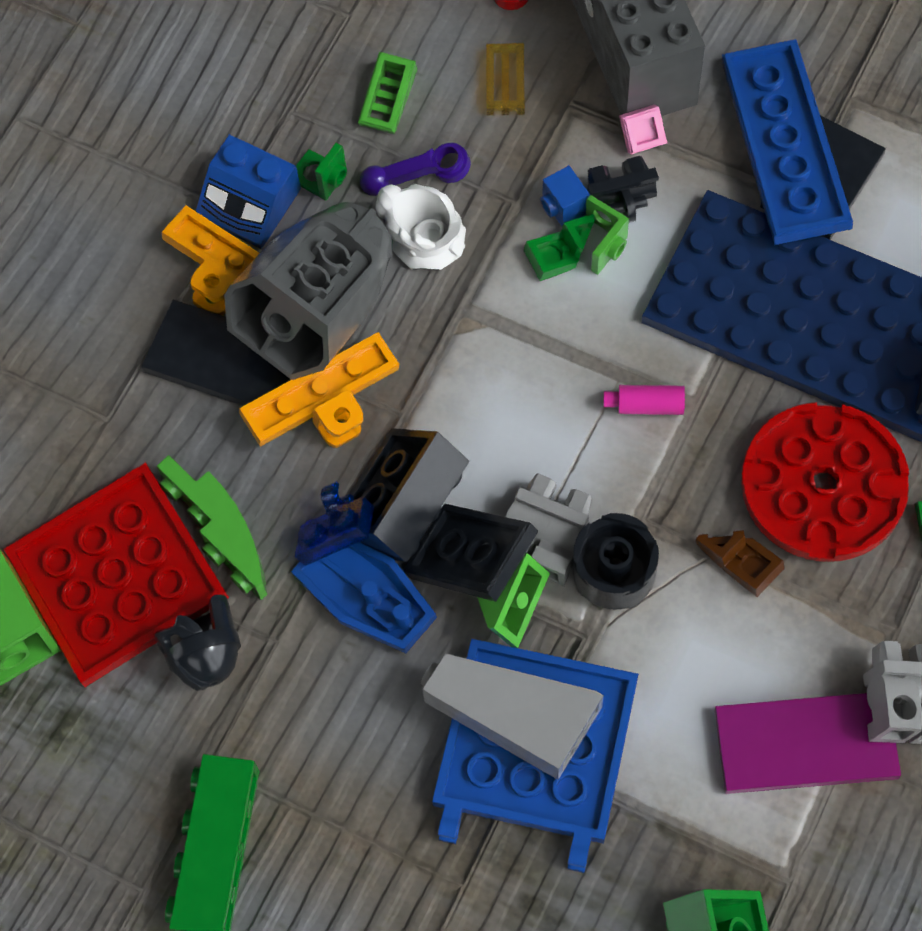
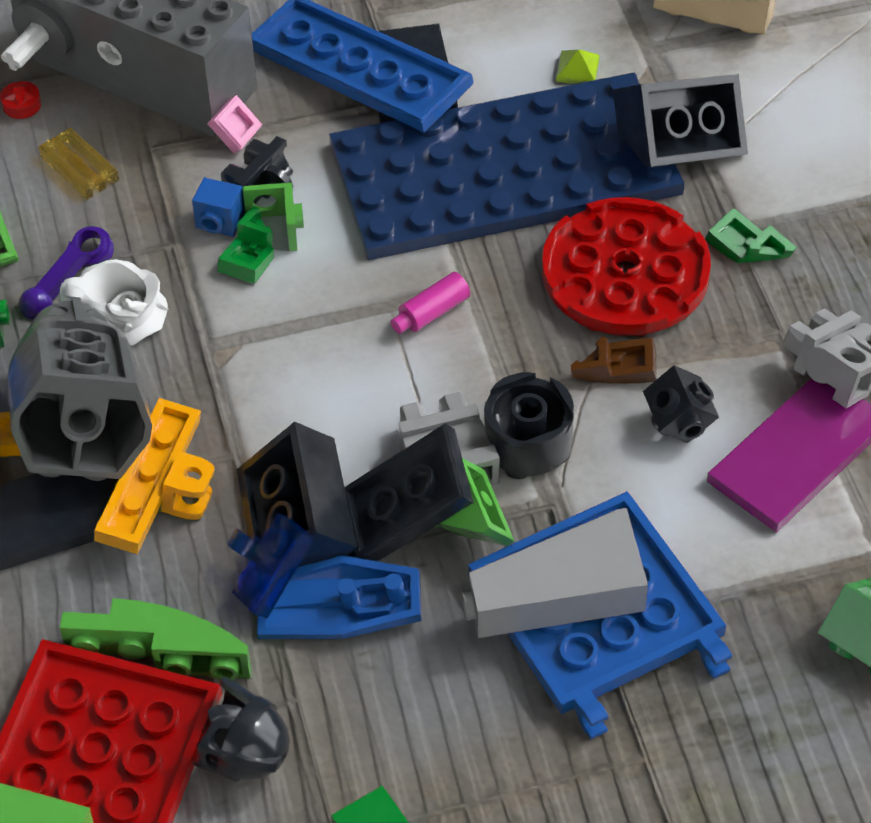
camera: 45 degrees left, 15 degrees down
(744, 636) = (680, 404): none -> black brick

